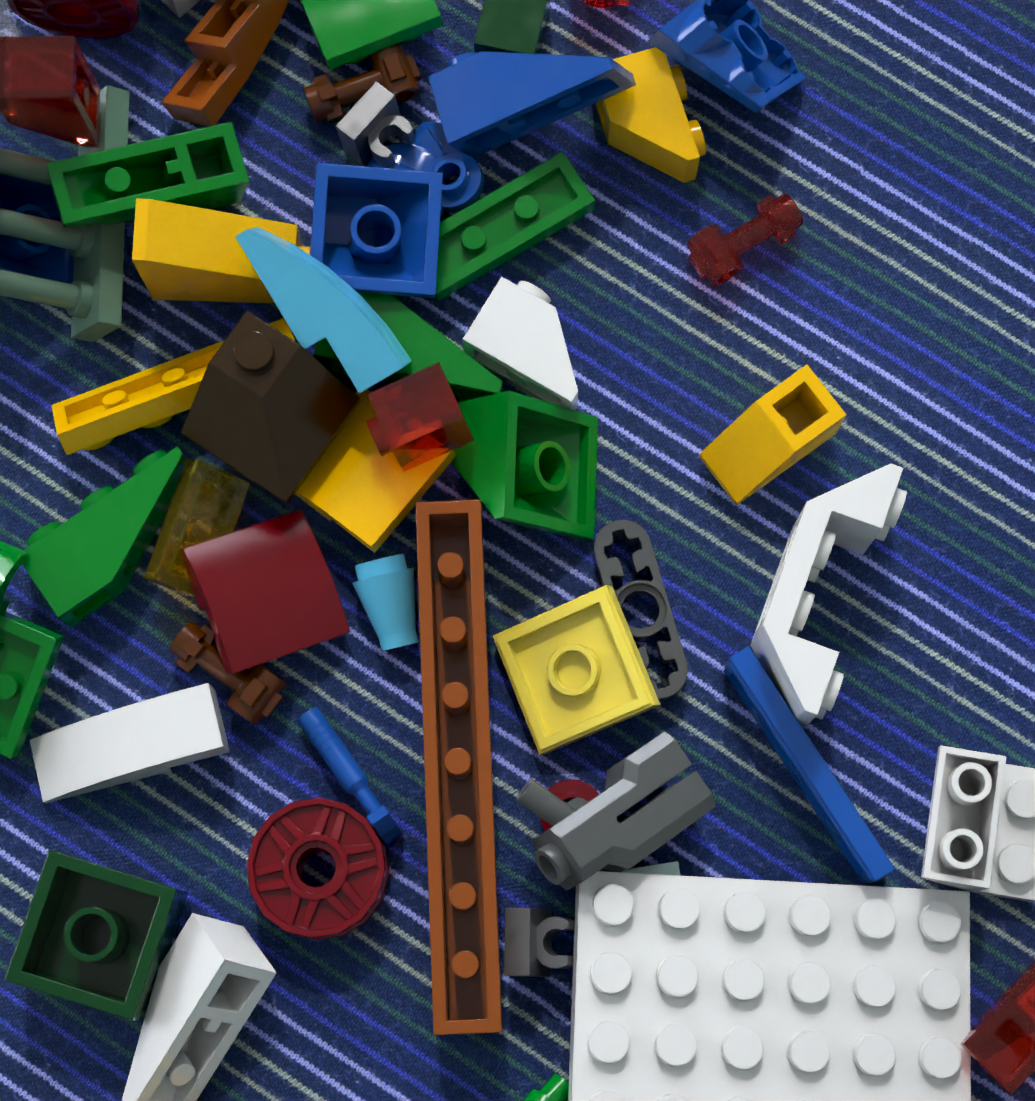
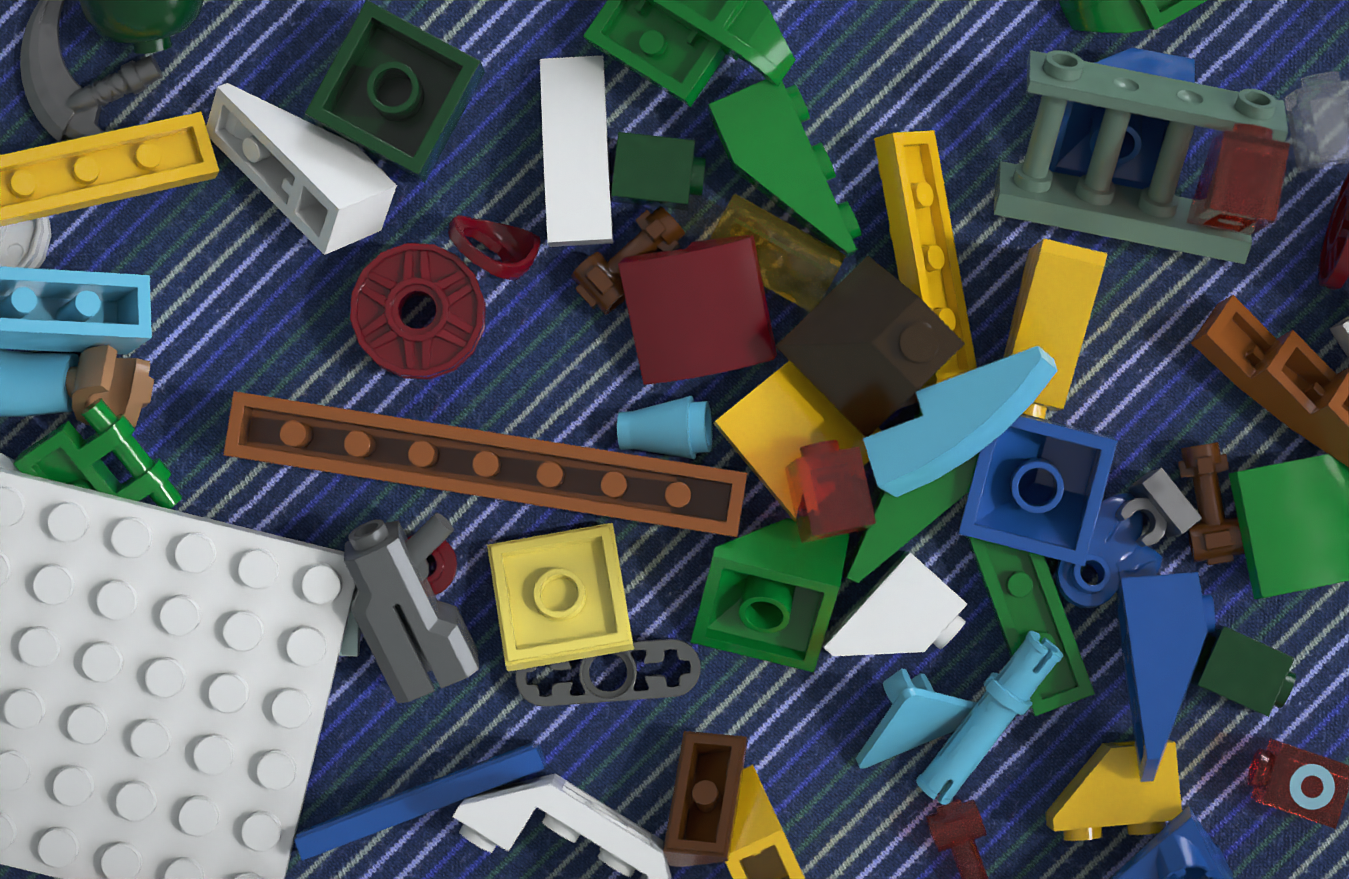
camera: 100 degrees right, 10 degrees up
(134, 658) = (656, 171): none -> dark green brick
(185, 168) = (1138, 269): green slope -> none
(237, 787) = (512, 244): none -> dark red piece
(347, 772) = (508, 356): blue piece -> none
(529, 942) = (309, 499): flat silver tile -> none
(593, 233) = (1003, 699): none -> medium azure pin
(618, 304) = (913, 719): none -> medium azure piece
(742, 483) = (705, 799): none -> reddish brown slope

